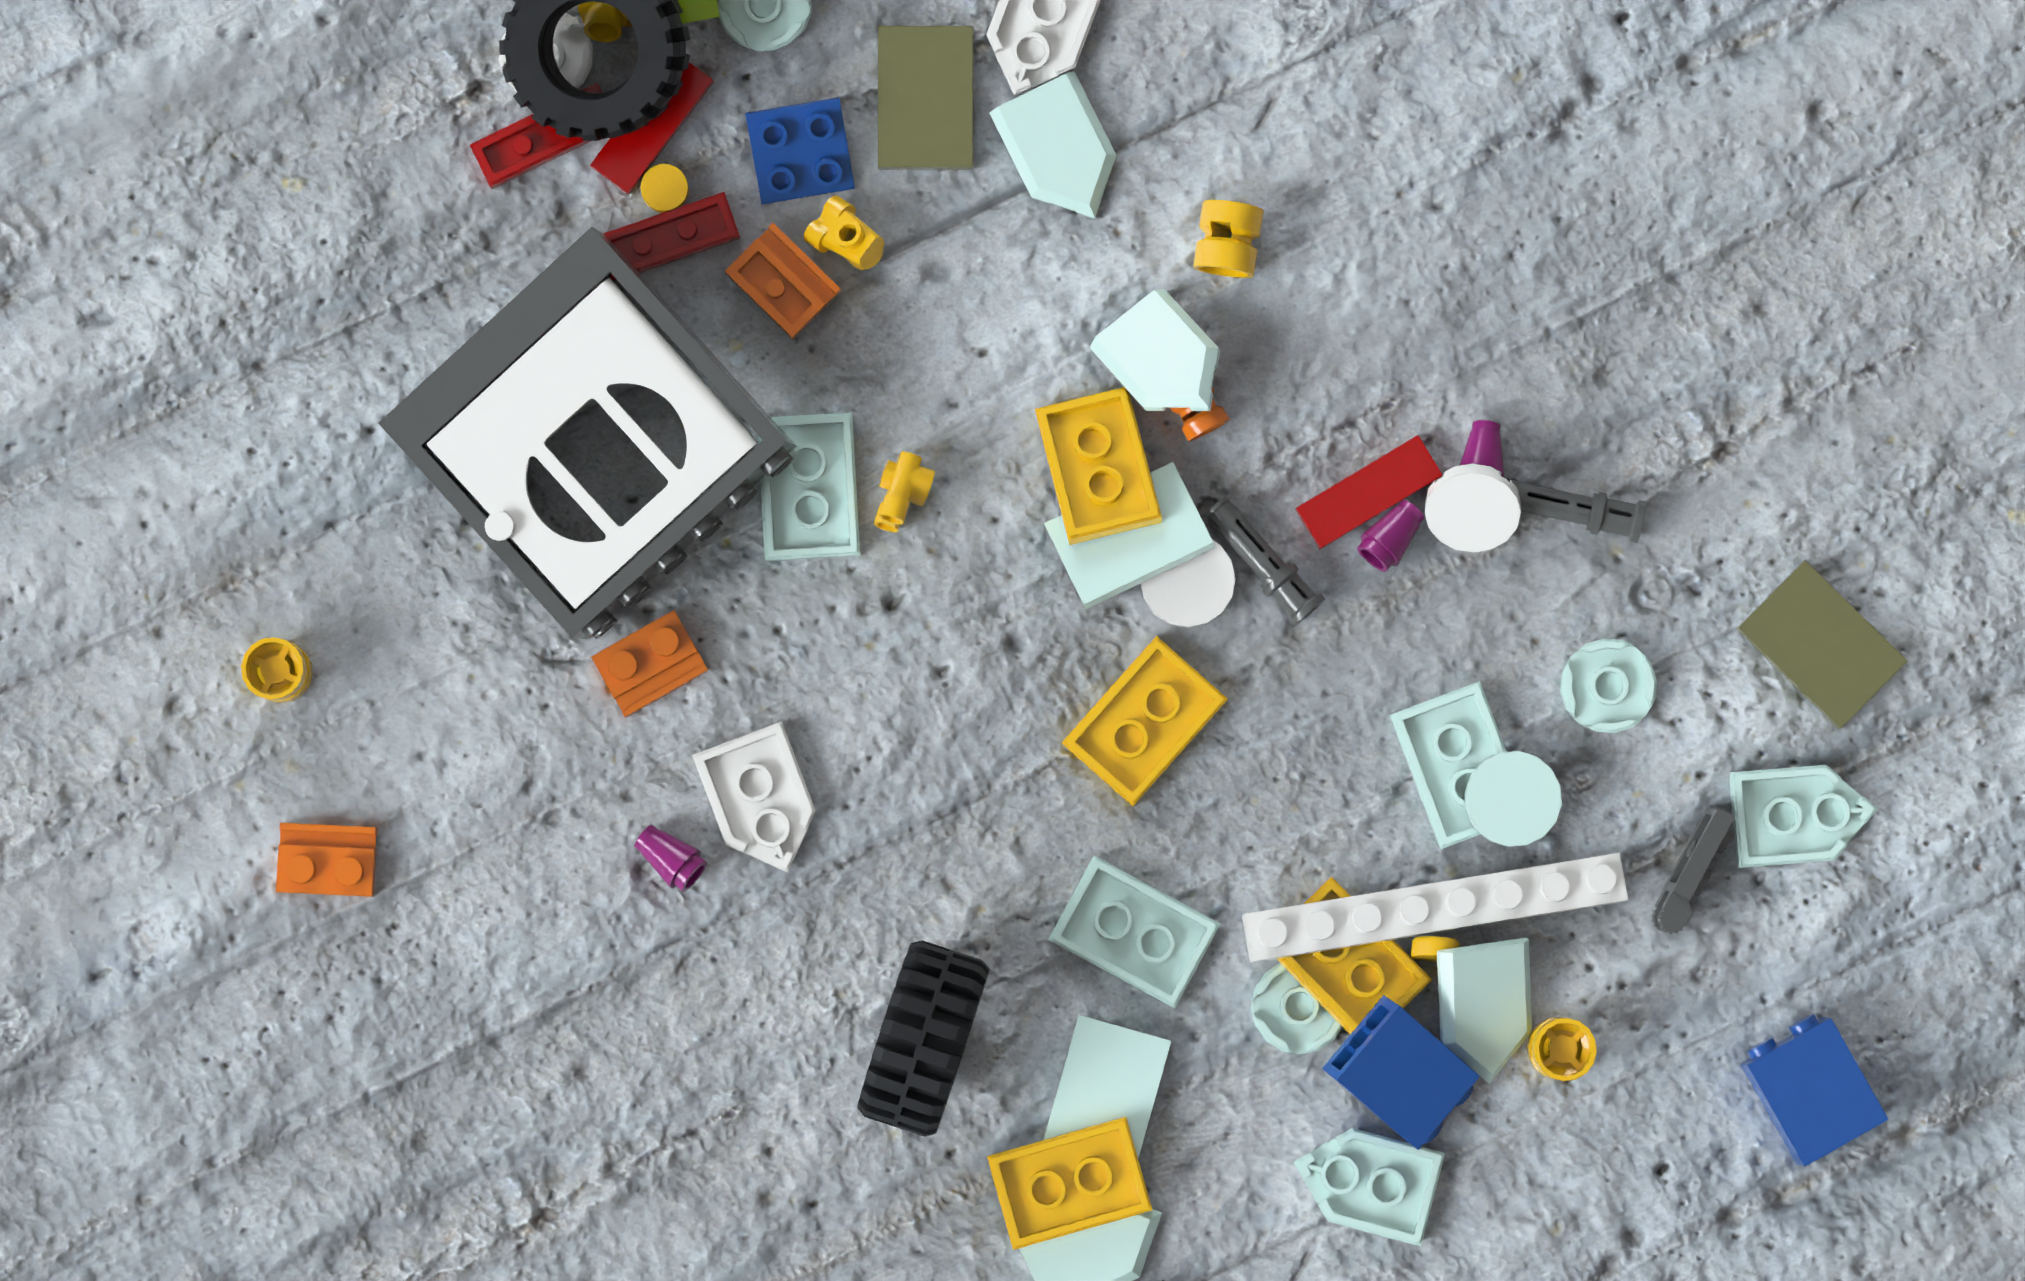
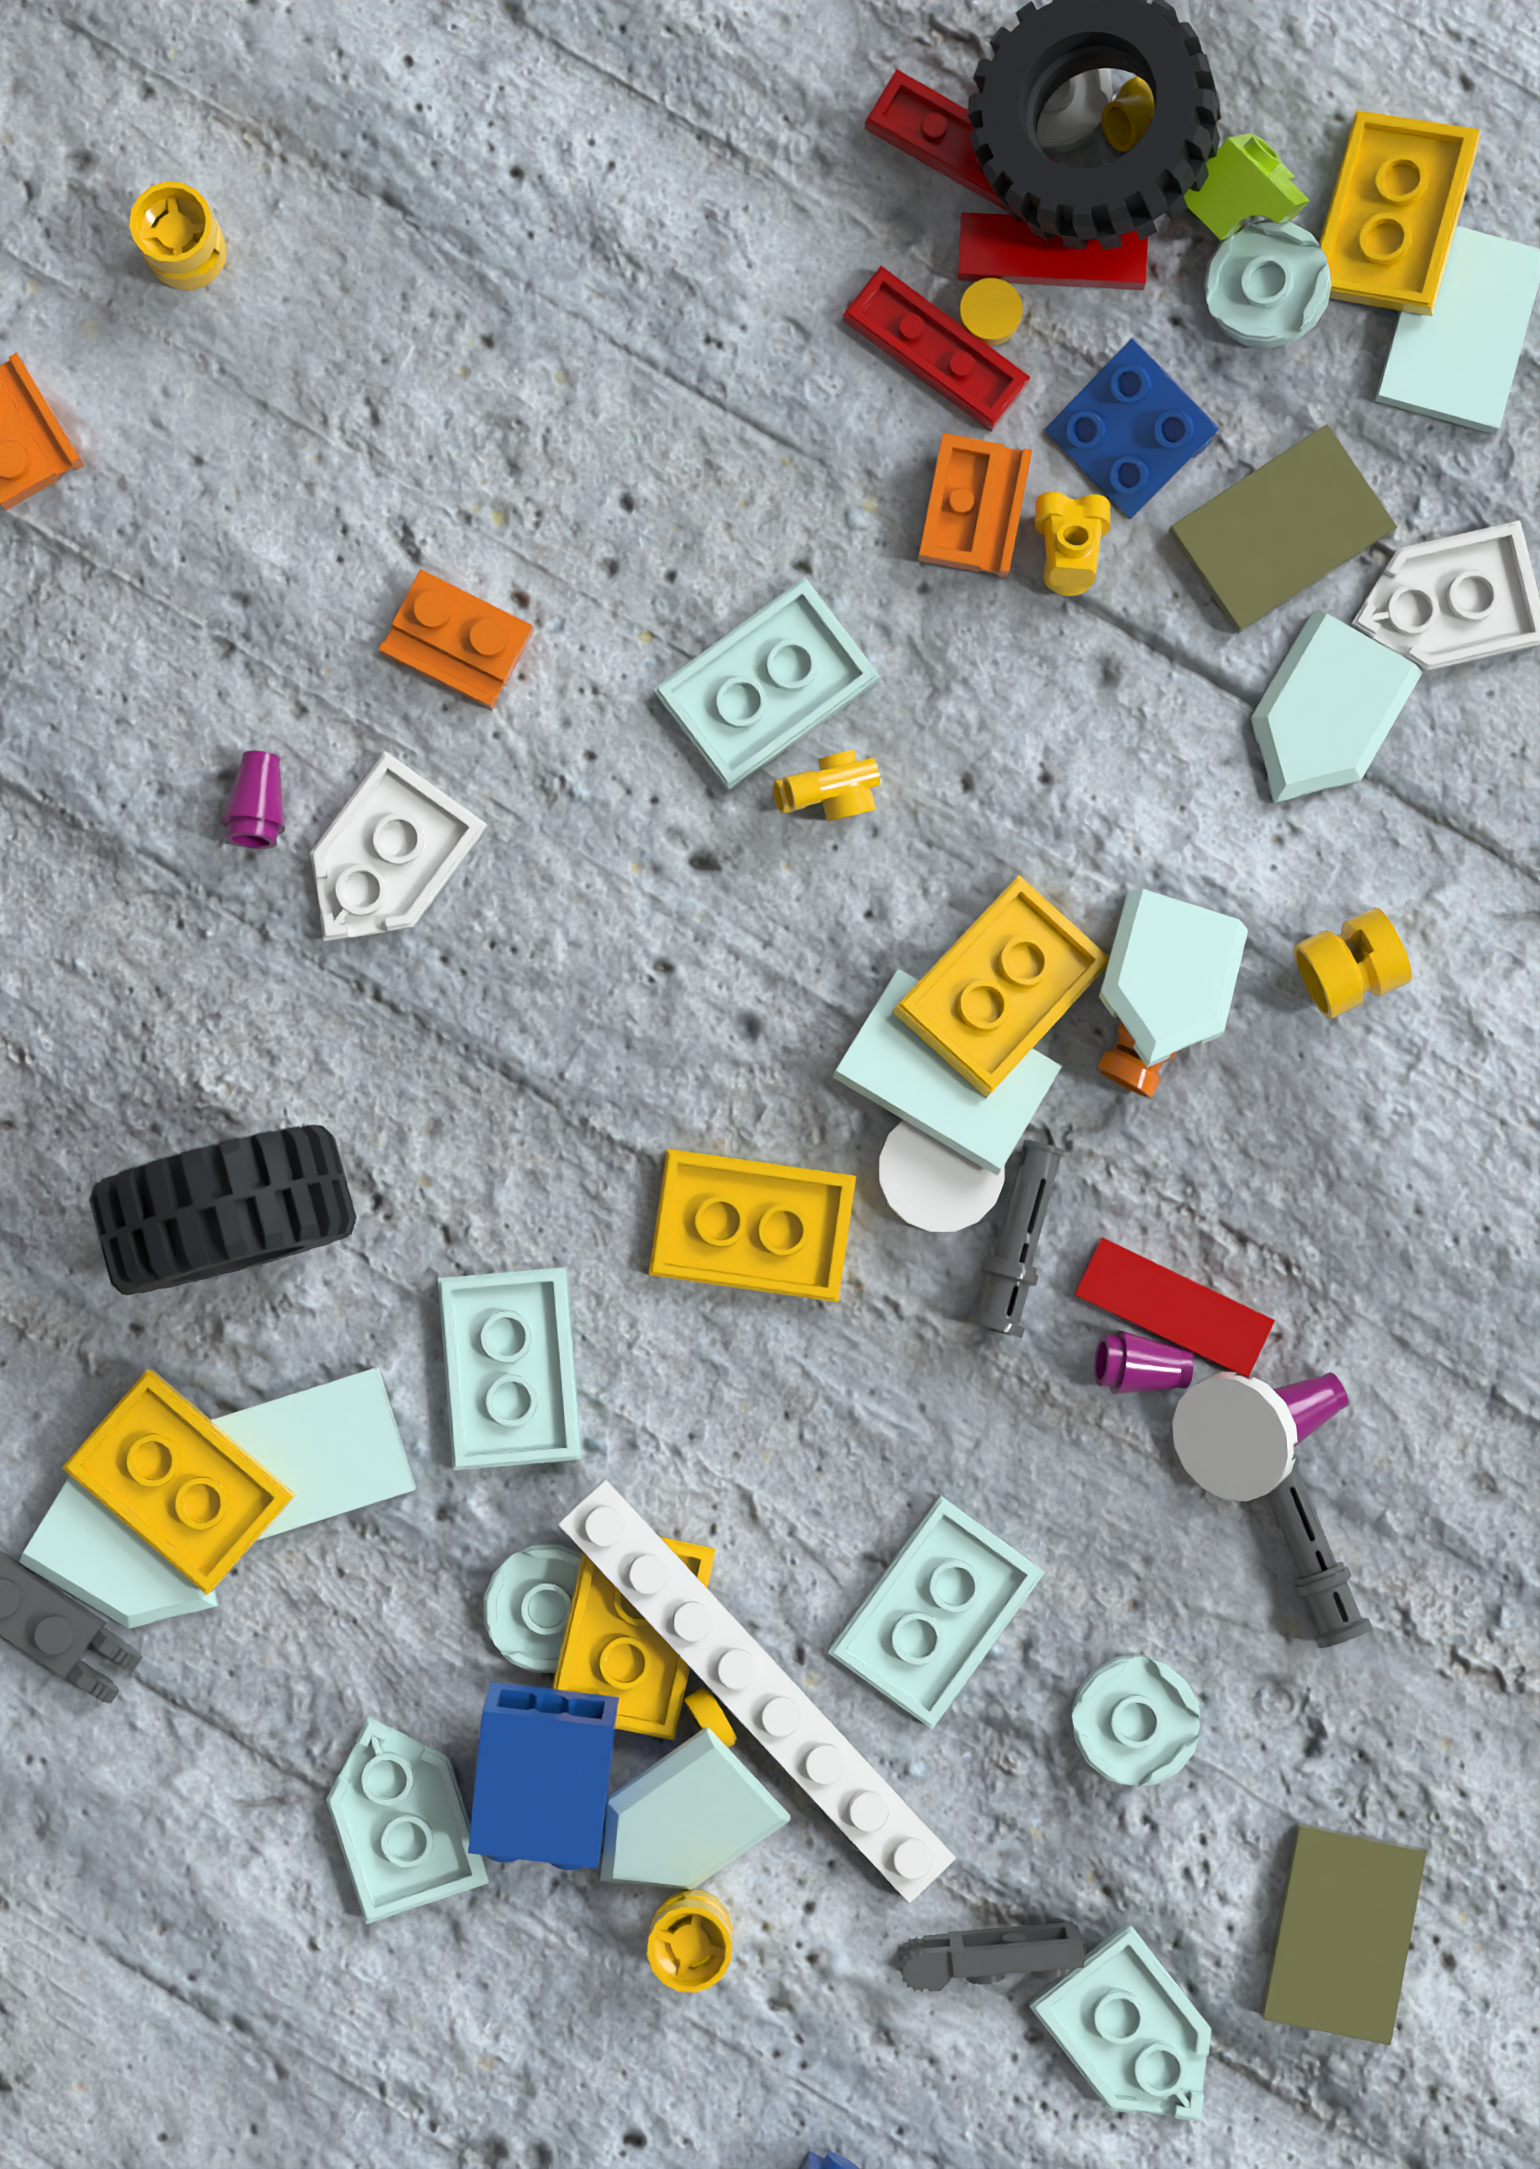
camera: 55 degrees right, 0 degrees up
(508, 424) = (685, 281): door -> none
(1513, 798) = (937, 1698): light aqua tile -> none

